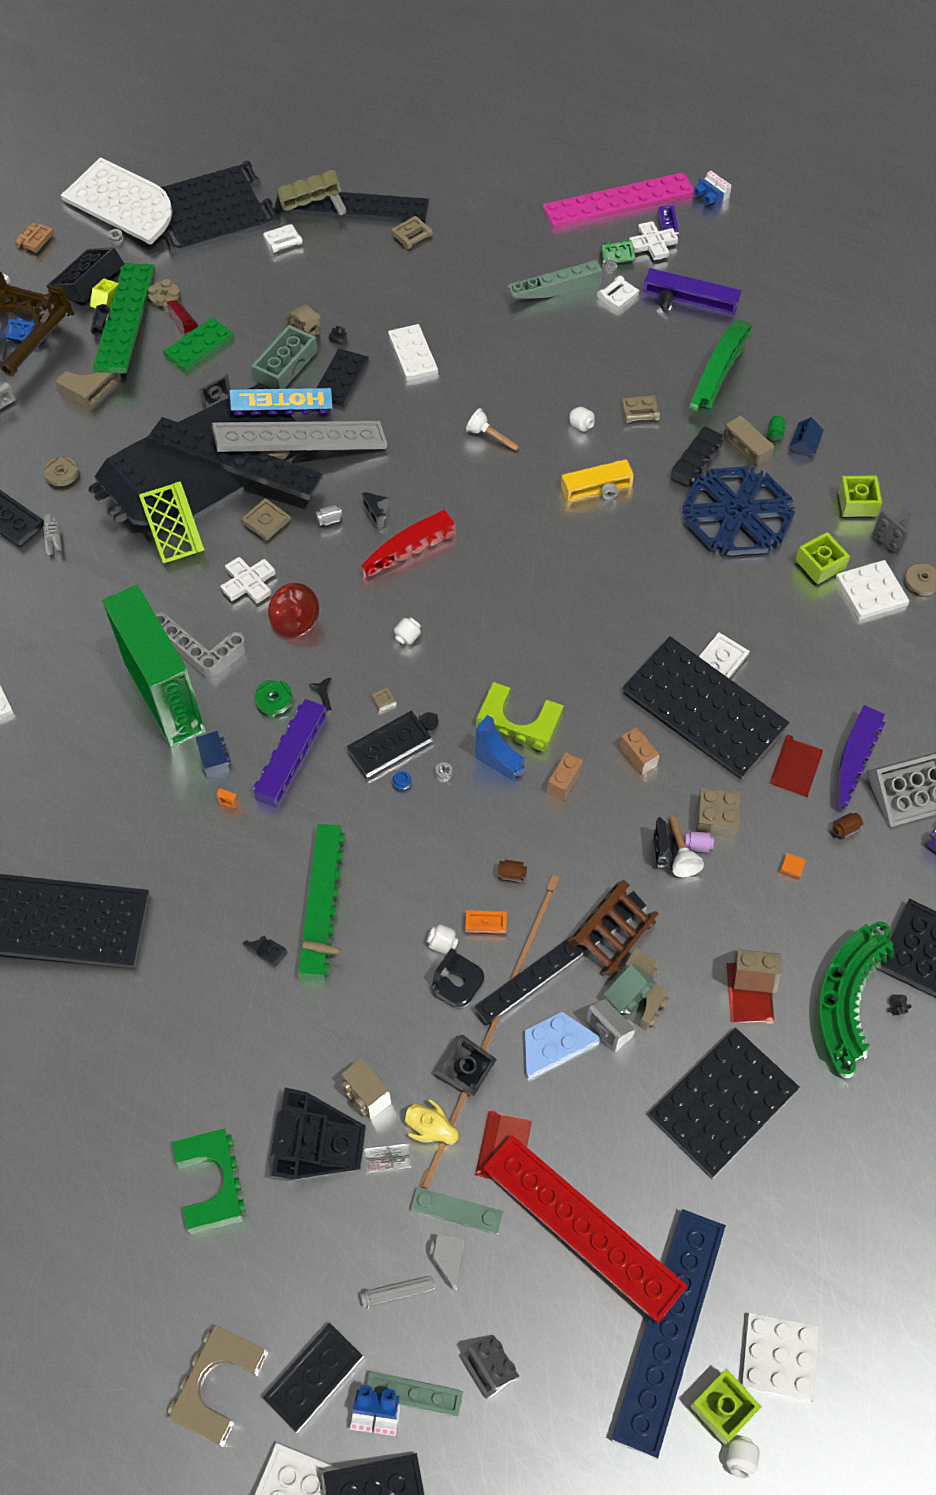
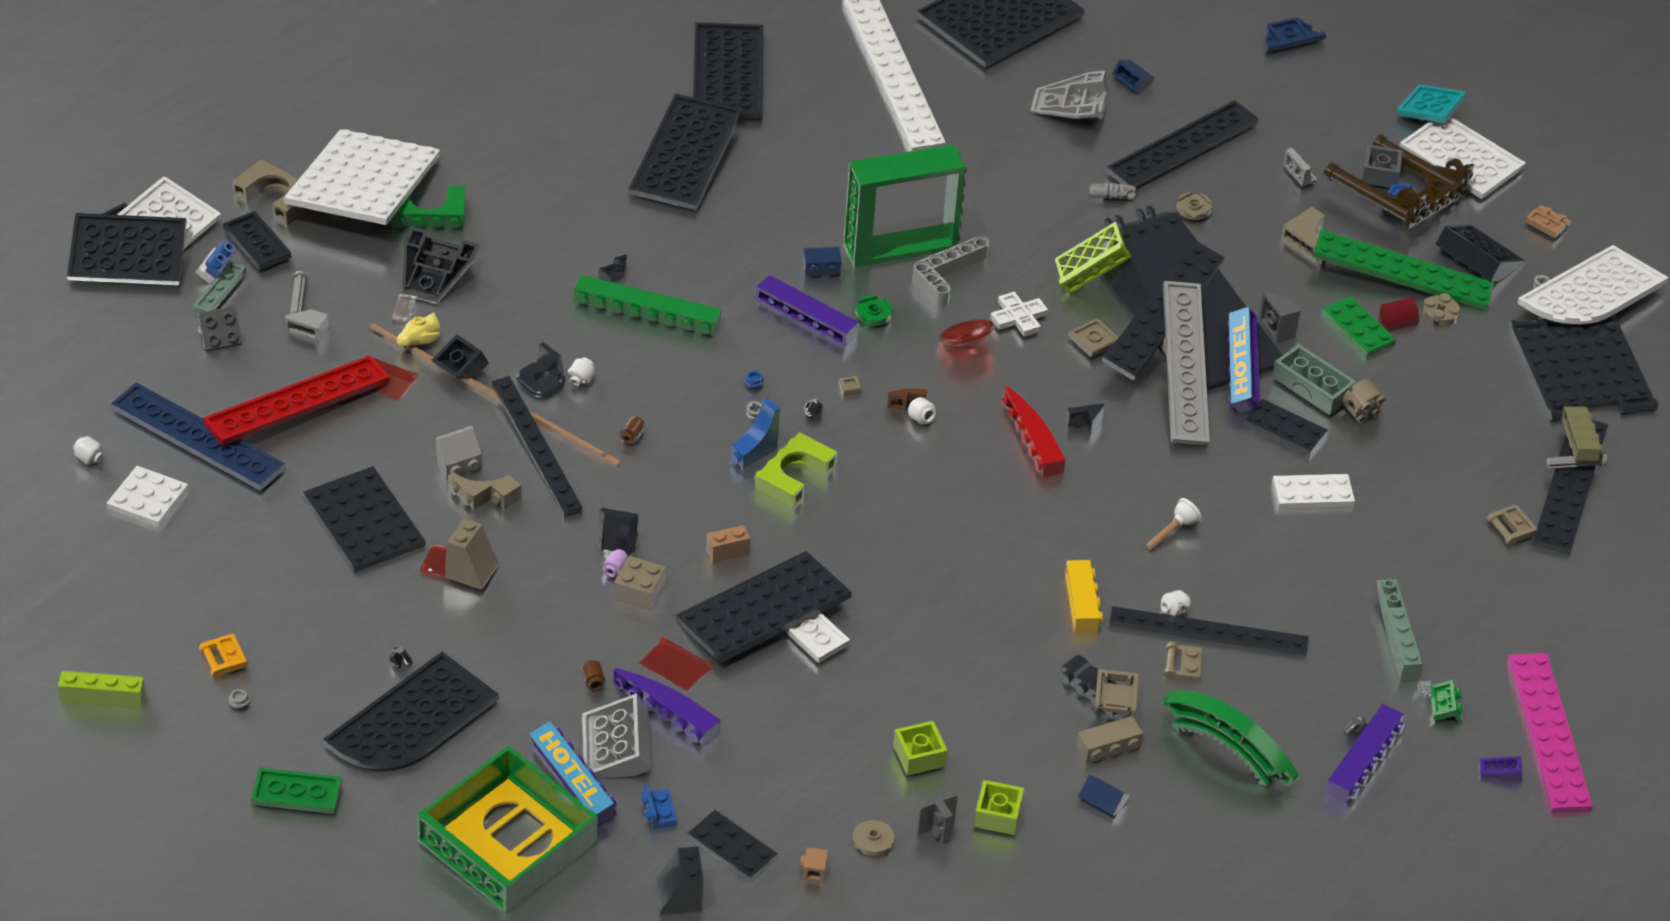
camera: 100 degrees right, 15 degrees down
(100, 318) = (1398, 244): black piece -> none
(103, 293) = (1442, 255): neon yellow slope -> none
(180, 1273) = (362, 176): none -> white plate
(227, 798) = (771, 264): orange tile -> none
(282, 238) = (1523, 413): white plate -> none
(321, 947) = (596, 290): dark tan piece -> none
(322, 689) = (875, 346): black piece -> none
(328, 515) = (1086, 381): light grey brick -> none
(338, 334) = (1352, 435): black plate -> none
(365, 1088) = (462, 296): dark tan brick -> none
(389, 743) = (796, 377): black plate -> none
(393, 646) = (902, 398): none -> reddish brown slope
(457, 1211) = (344, 340): sand green plate -> none
(486, 921) = (588, 404): orange plate -> none
(554, 1042) = (460, 416): light blue wing -> none
(565, 776) = (717, 485): medium nougat brick -> none
(594, 922) = (565, 470): reddish brown fence -> none
(598, 400) = (1209, 631): none -> black plate
(609, 491) = (1065, 603): light grey bush -> none
(621, 296) = (1373, 692): white plate -> none
(630, 989) = (482, 468): sand green brick -> none
(654, 240) = (1464, 742): white plate -> none
(686, 862) = (597, 545): white piece -> none
(712, 432) = (1113, 696): none -> dark tan container
(713, 189) = (1553, 824): blue hips -> none
(725, 1406) = (126, 445): lime brick -> none
(750, 510) = (998, 699): dark blue plate -> none
(776, 428) = (1122, 769): green brick -> none
(793, 866) = (567, 627): orange tile -> none
(841, 1021) = (426, 614): green gear -> none
(872, 589) = (873, 790): white plate -> none

